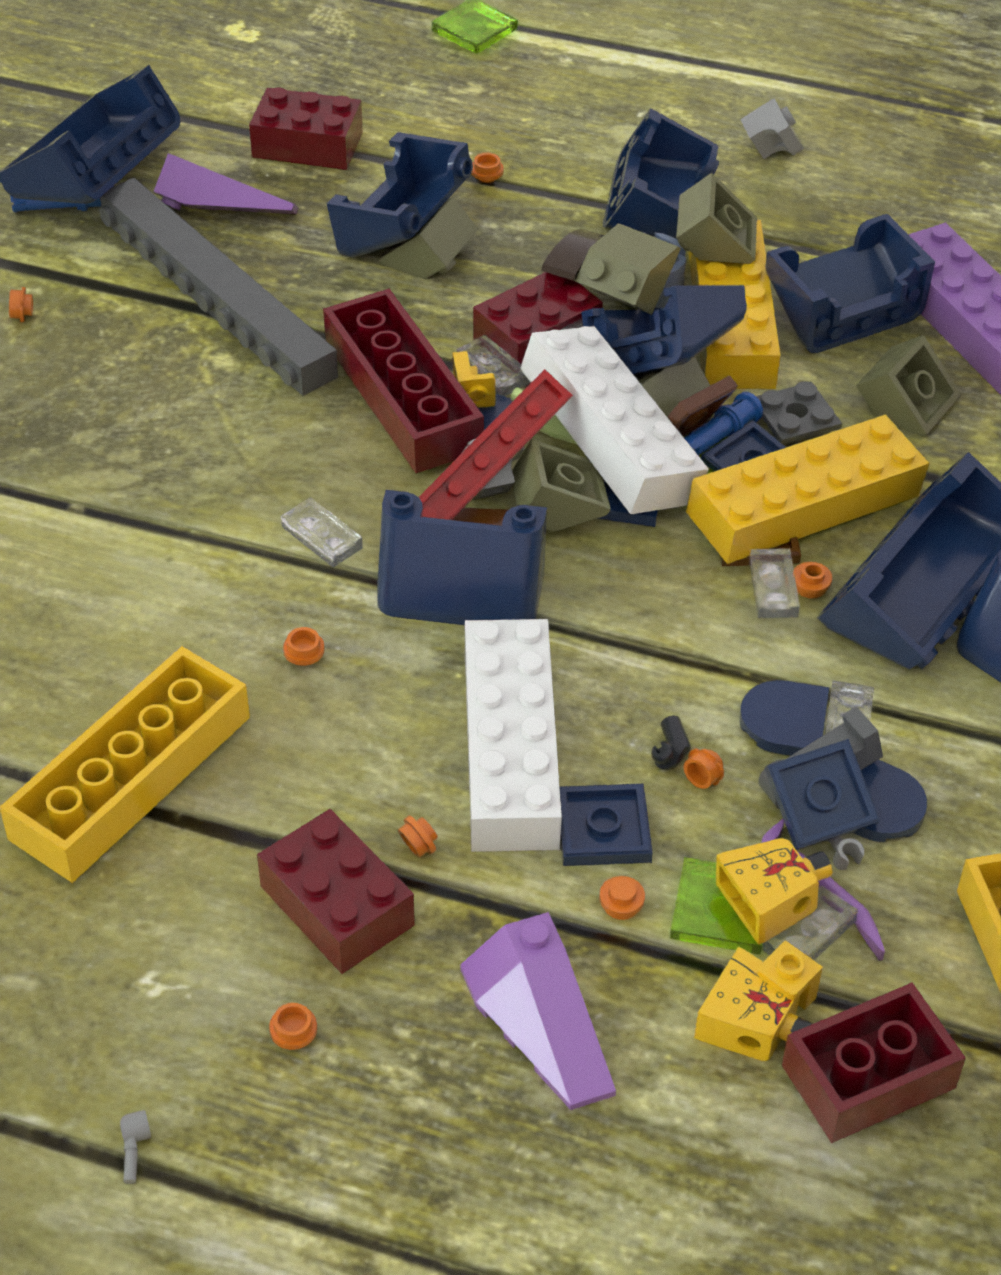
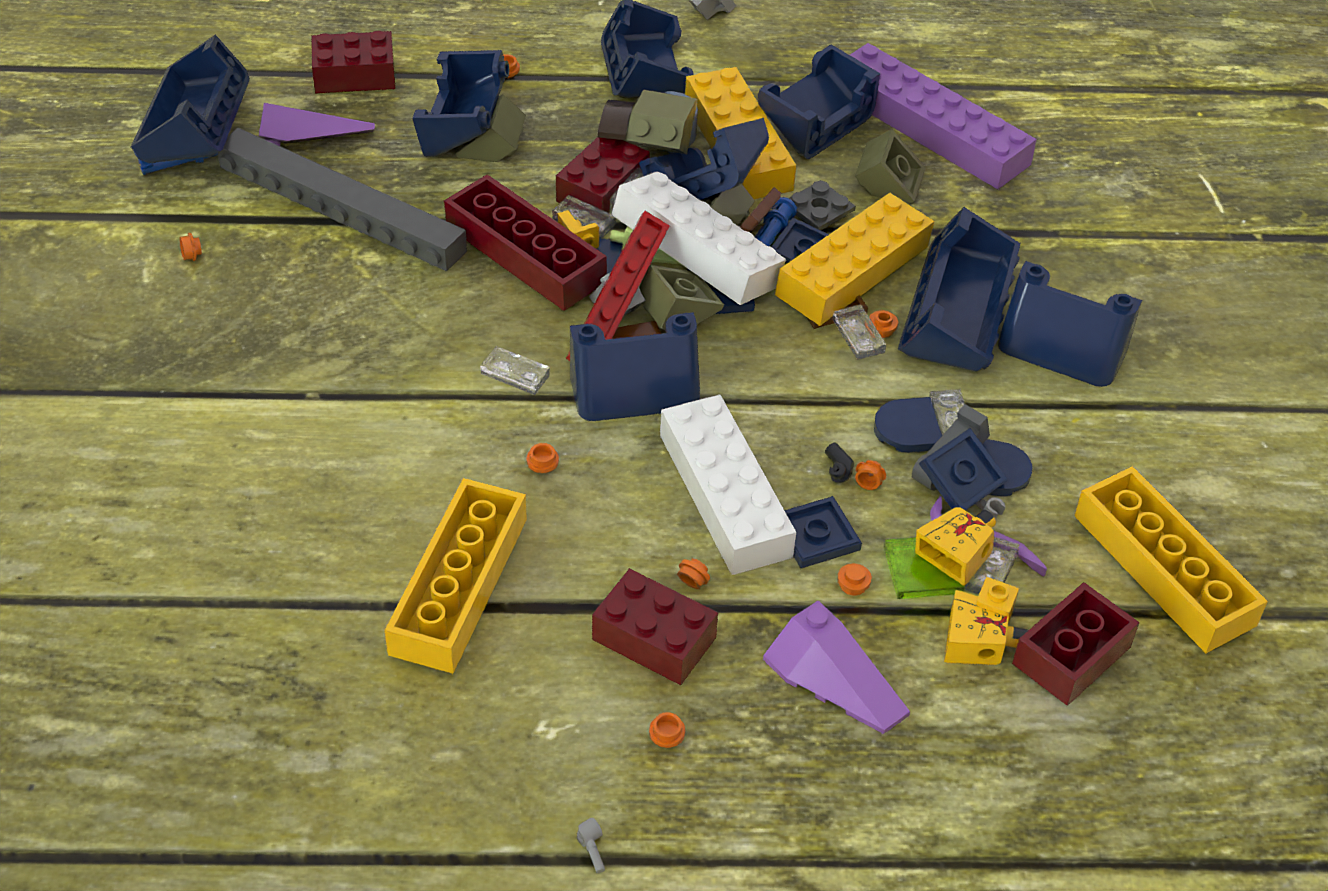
camera: 20 degrees left, 0 degrees up
(716, 223) = (711, 76): olive slope -> none

